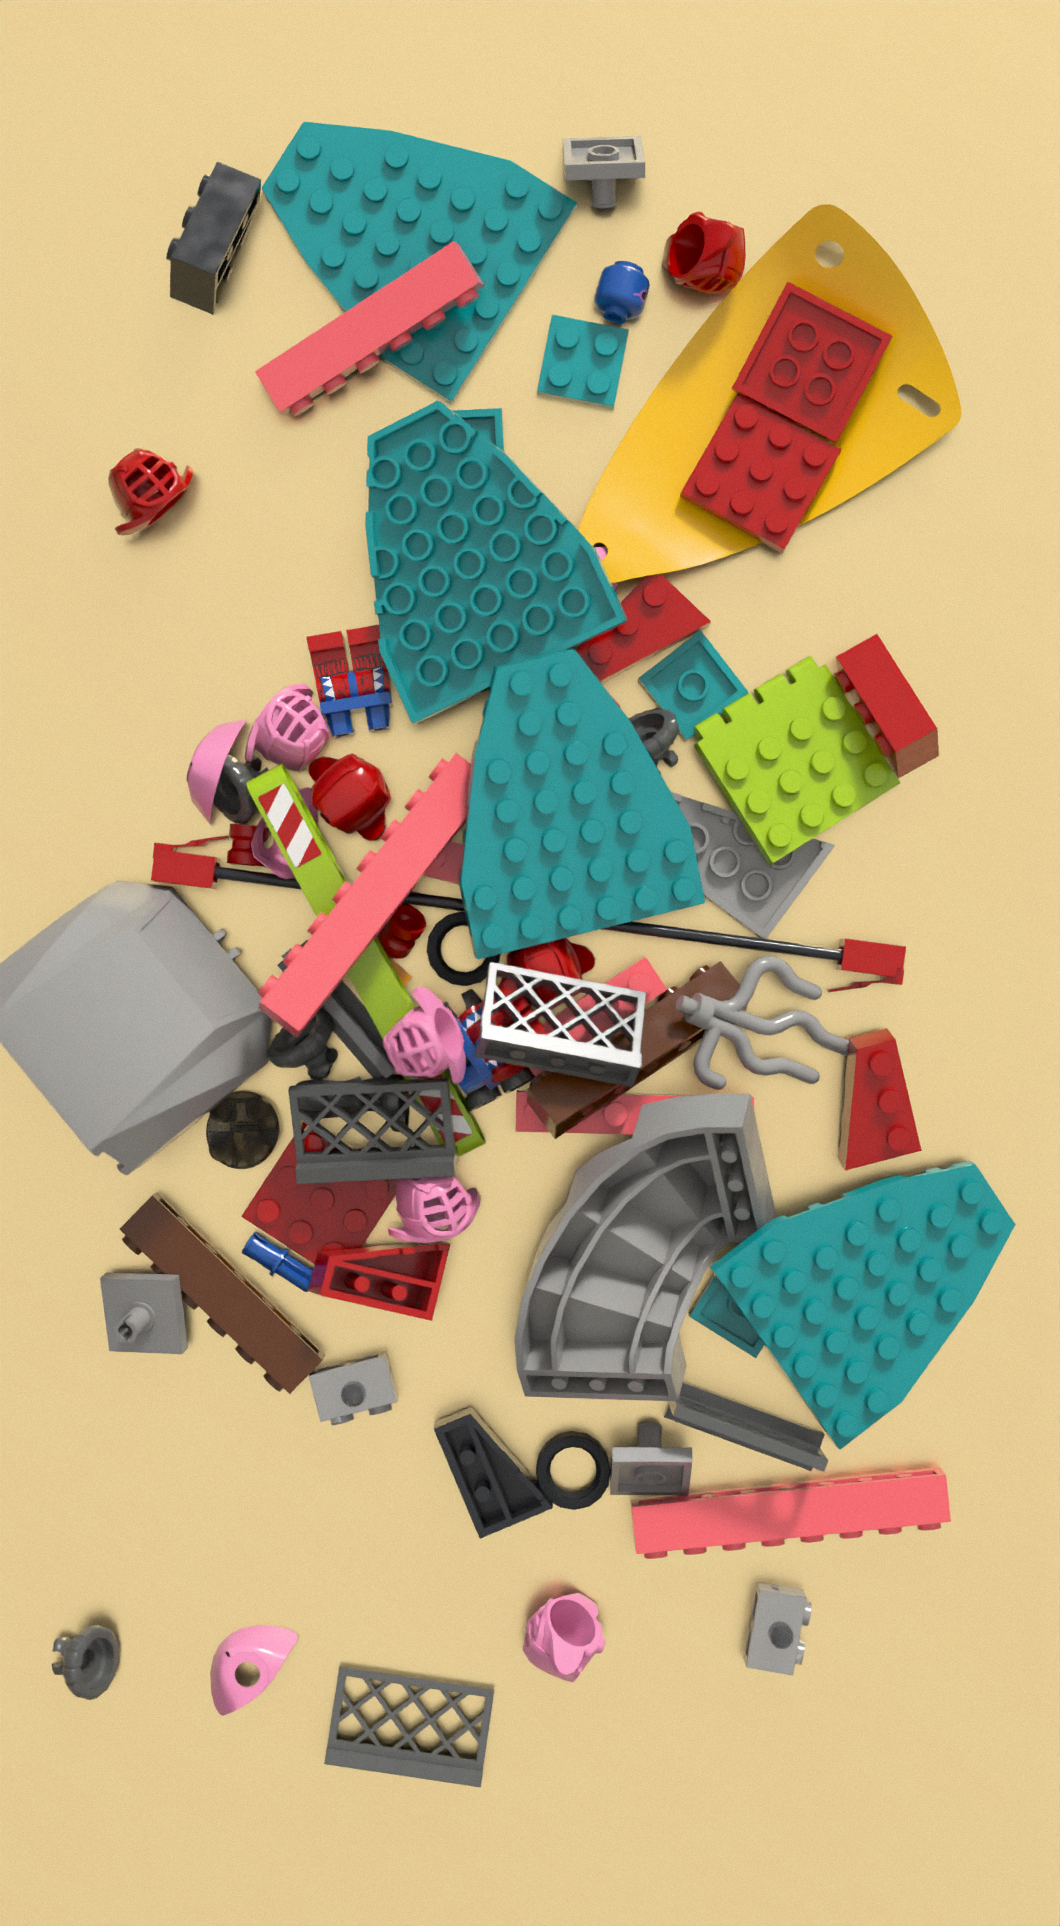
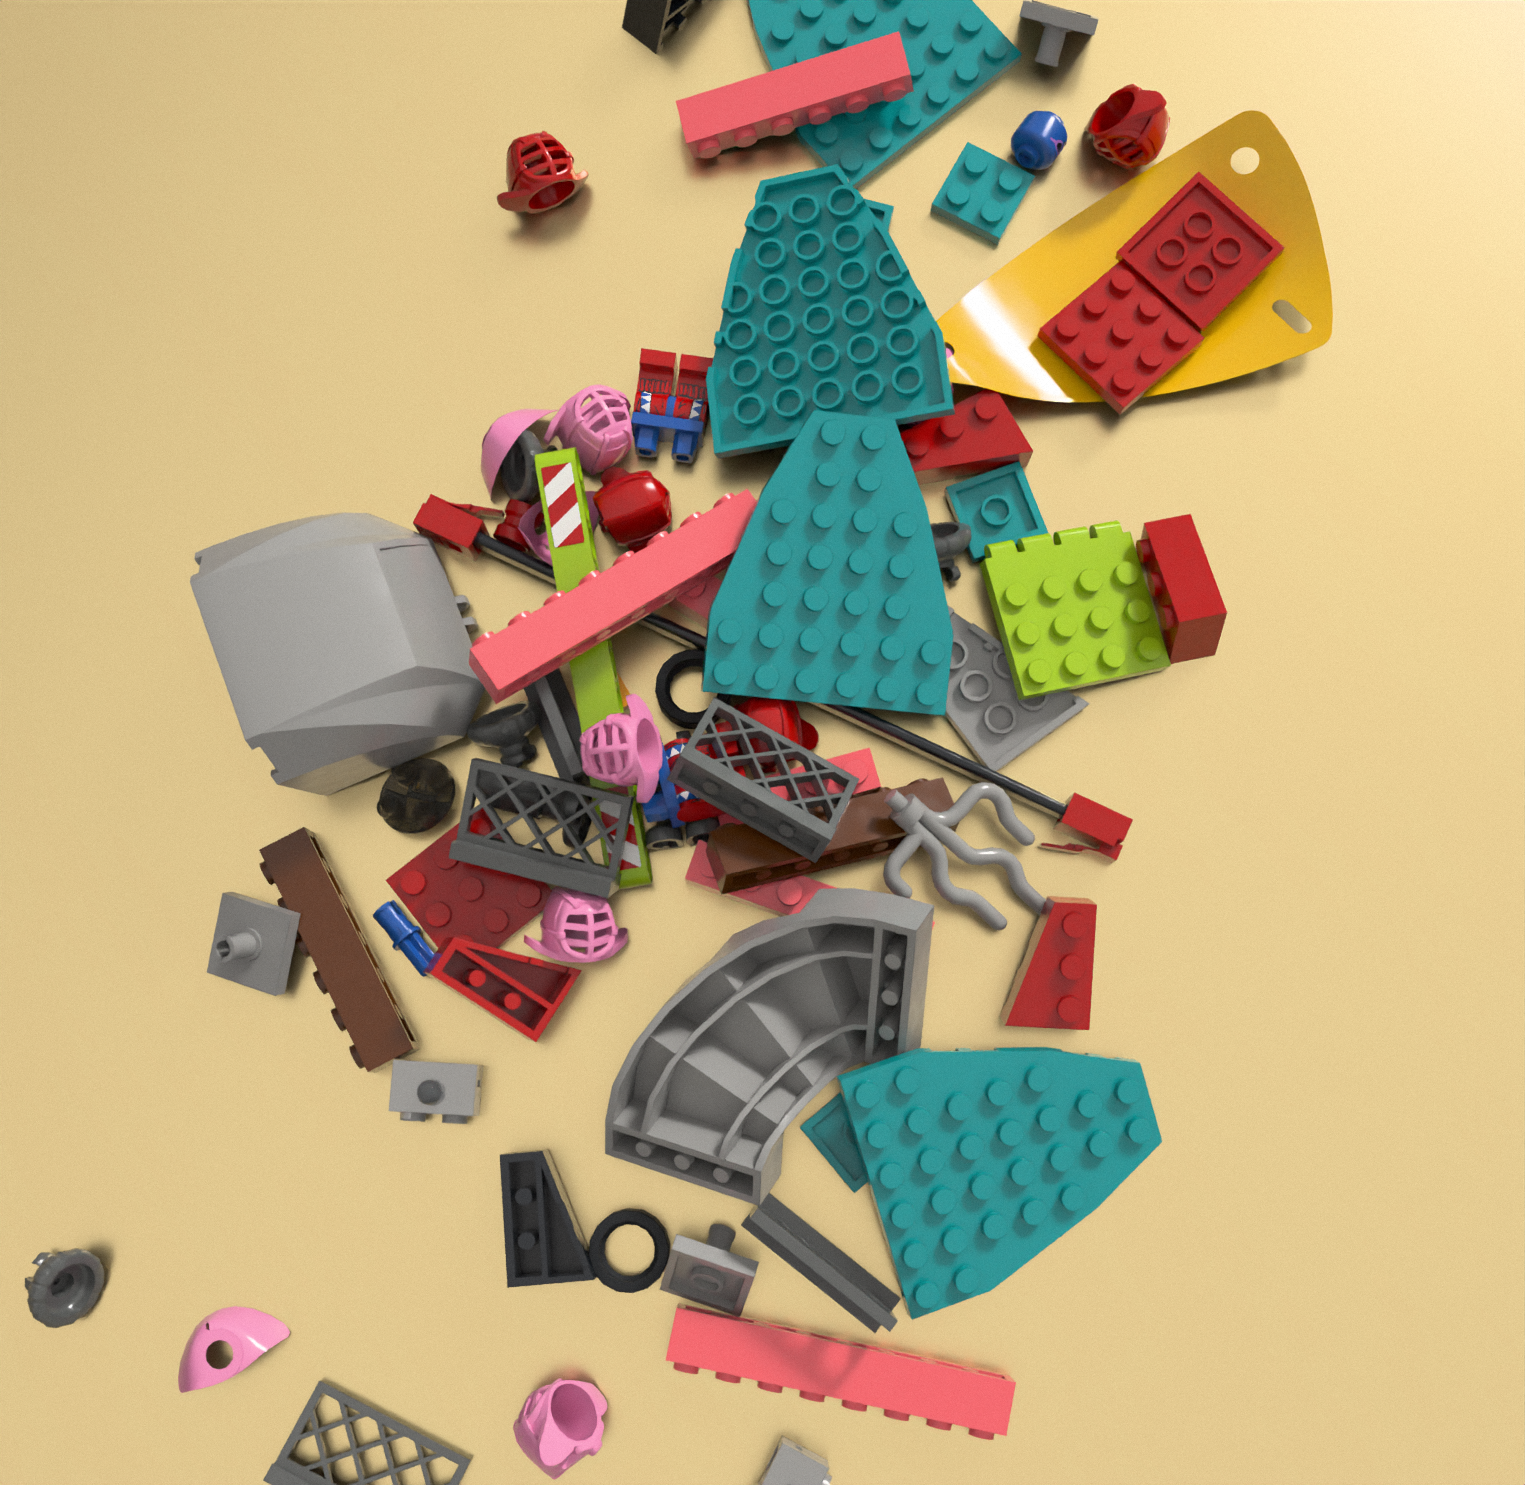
camera: 20 degrees right, 10 degrees down
(401, 931) = (641, 646): red wheel -> none

